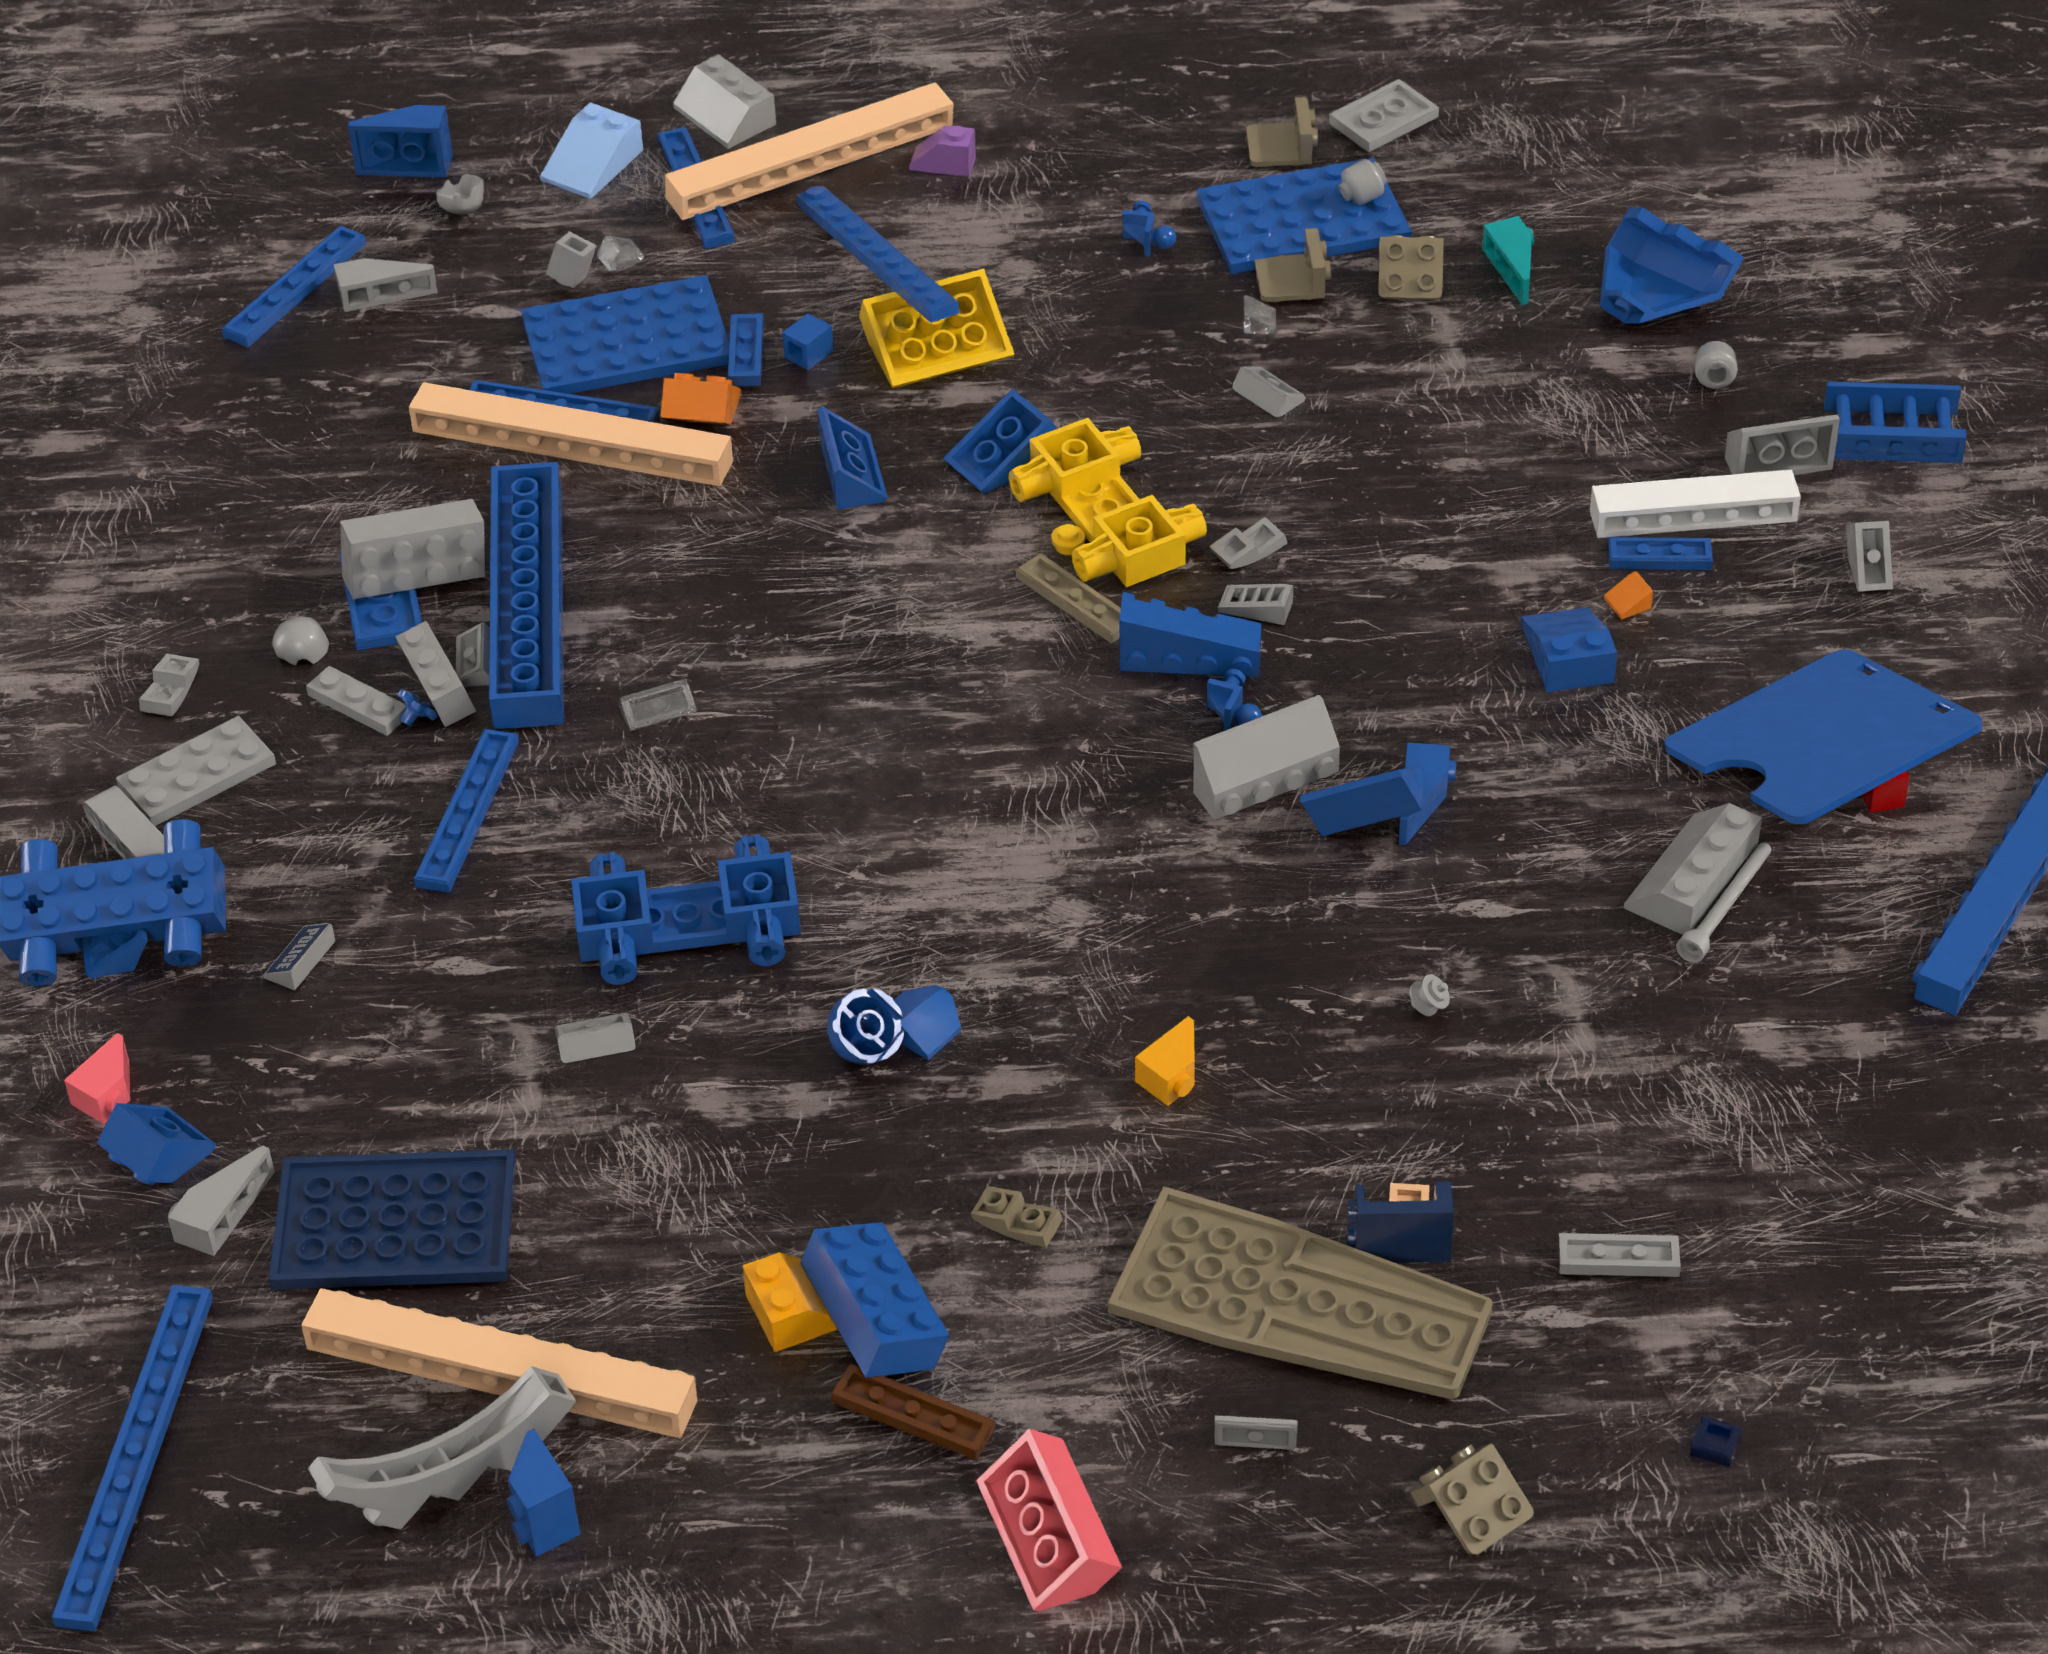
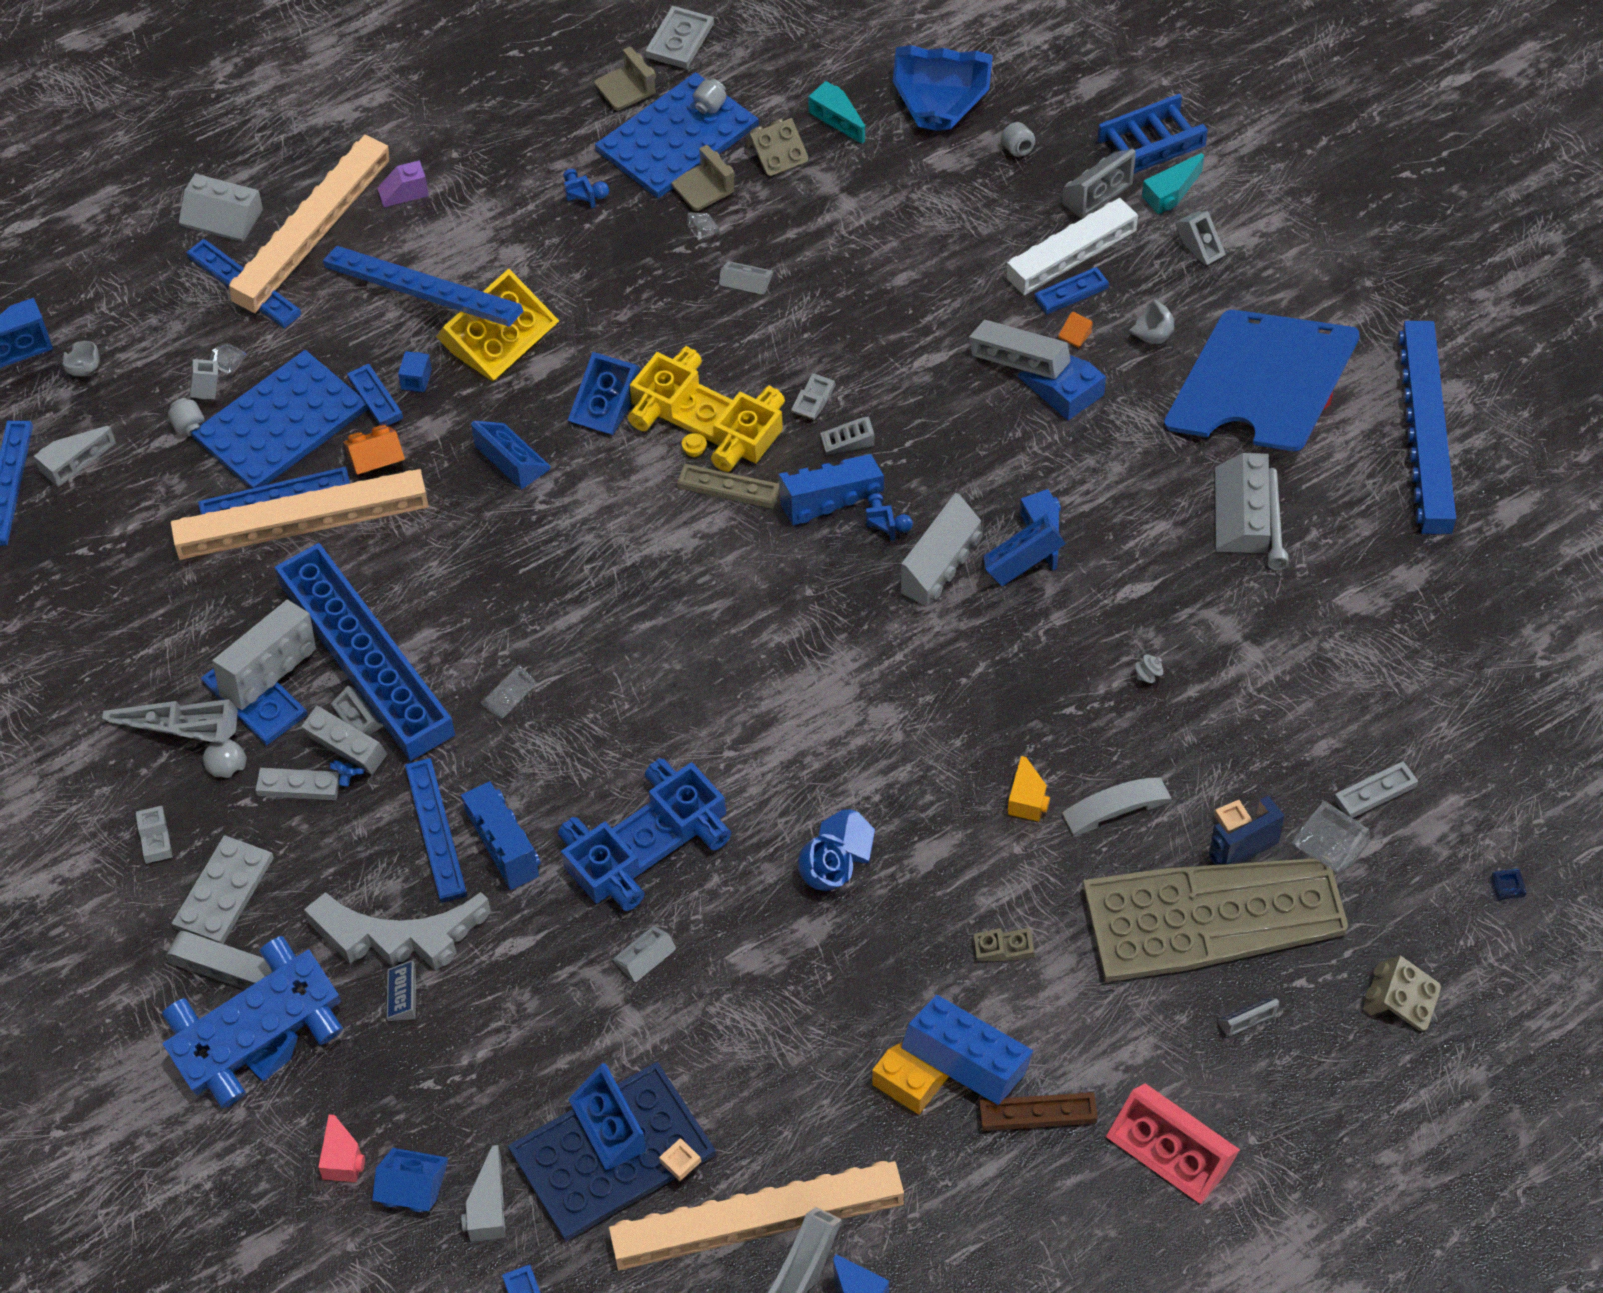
camera: 30 degrees left, 10 degrees up
(299, 591) = (202, 721): none -> light grey wedge
(335, 898) = (393, 939): none -> light grey arch
(408, 1177) = (607, 1119): none -> blue slope
(453, 1257) = (680, 1159): none -> light nougat plate
(524, 289) = (185, 416): none -> light grey head
(527, 843) = (501, 835): none -> blue wedge
(593, 150) = (151, 285): light blue slope -> none
(1276, 1120) = (1114, 802): none -> light grey slope
(1512, 1278) = (1332, 838): none -> clear slope
(1534, 583) = (1019, 349): none -> light grey brick
(1733, 628) = (1154, 324): none -> light grey hair
(1881, 484) = (1169, 186): none -> teal slope

